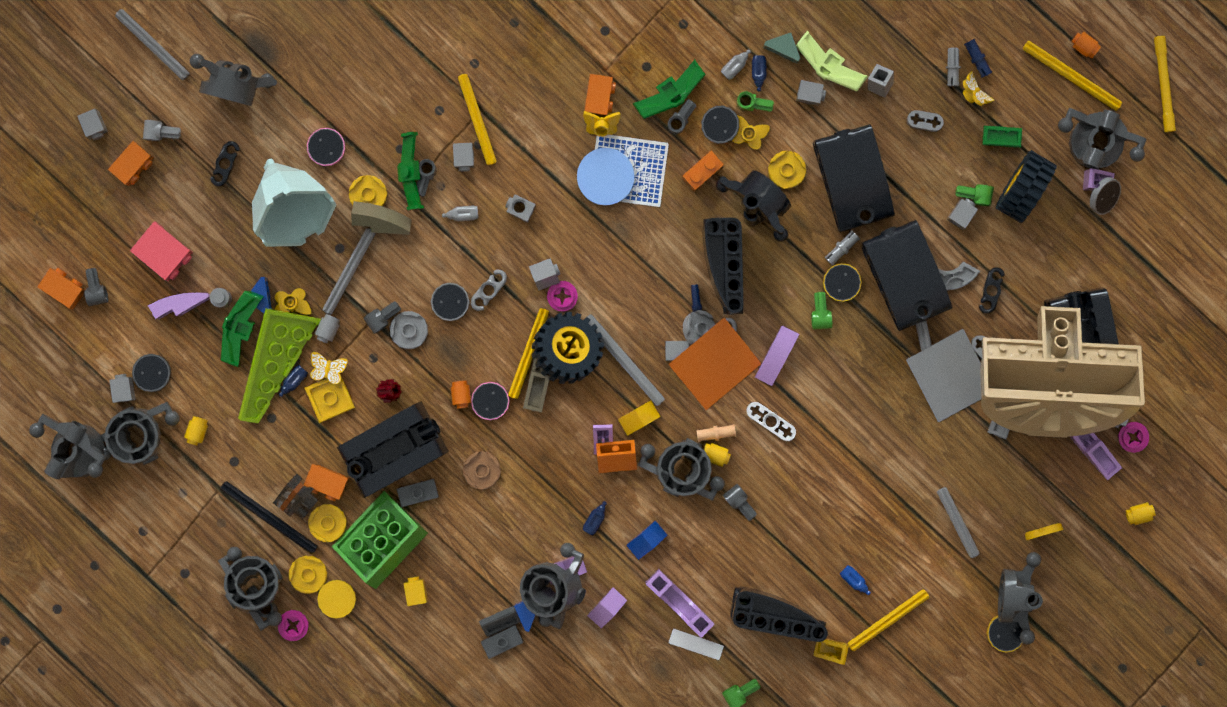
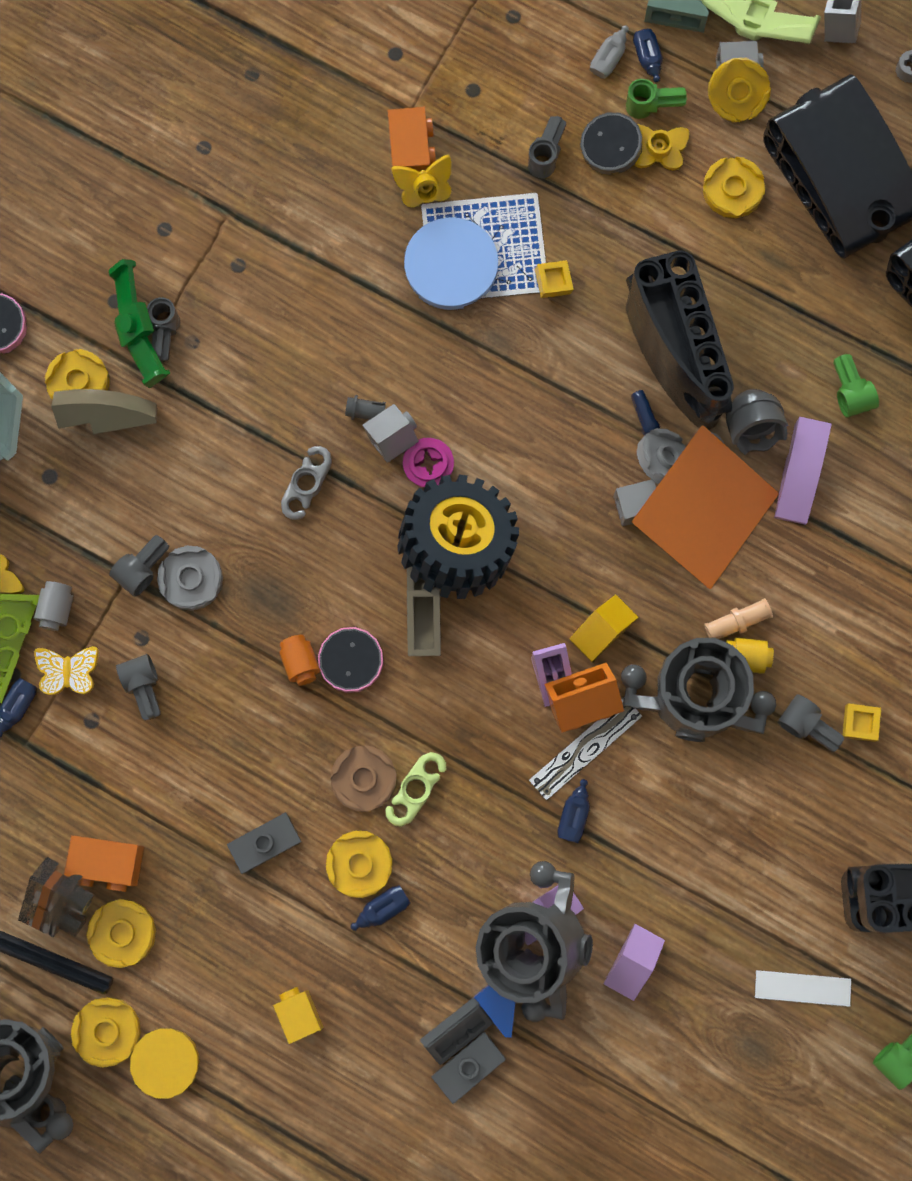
camera: 10 degrees left, 10 degrees down
(293, 635) = (99, 1146): dark pink gear -> none
(329, 399) = (82, 722): yellow tile -> none
(348, 271) = (71, 507): light grey axle -> none
(367, 382) = (139, 678): none -> dark grey axle
(379, 540) = (216, 941): bright green slope -> none
(388, 390) = (177, 682): dark red gear -> none
(393, 449) = (204, 777): black panel -> none
(450, 301) = (247, 516): black tile -> none
(462, 213) = (236, 373): light grey piece -> none
(463, 156) = (217, 283): light grey brick -> none
(468, 517) = (359, 864): none -> yellow tile
(475, 545) = (382, 908): none -> dark blue piece
(477, 119) = (227, 226): yellow axle -> none
(514, 475) = (417, 773): none -> yellowish green piece
(526, 214) = (334, 352): light grey brick -> none
(527, 355) = (394, 575): yellow axle -> none
(533, 254) = (363, 408): none -> dark grey pin
(608, 485) = (583, 751): none -> sticker
(624, 360) = (570, 550): light grey axle -> none
(647, 540) = (671, 828): blue slope -> none
(663, 202) = (554, 279): none -> yellow plate
(671, 93) = (520, 113): green plate -> none
(680, 603) = (759, 922): lavender arch -> none
(702, 171) = (603, 216): orange brick -> none
(757, 316) = (754, 417): none -> dark grey helmet
(760, 198) = (714, 225): black piece -> none
(769, 508) = (861, 722): none -> yellow plate
(780, 433) = (842, 596): white beam -> none
(805, 111) = (739, 89): none -> yellow tile
(842, 248) = (856, 281): light grey pin -> none
(842, 282) = (871, 334): black tile -> none

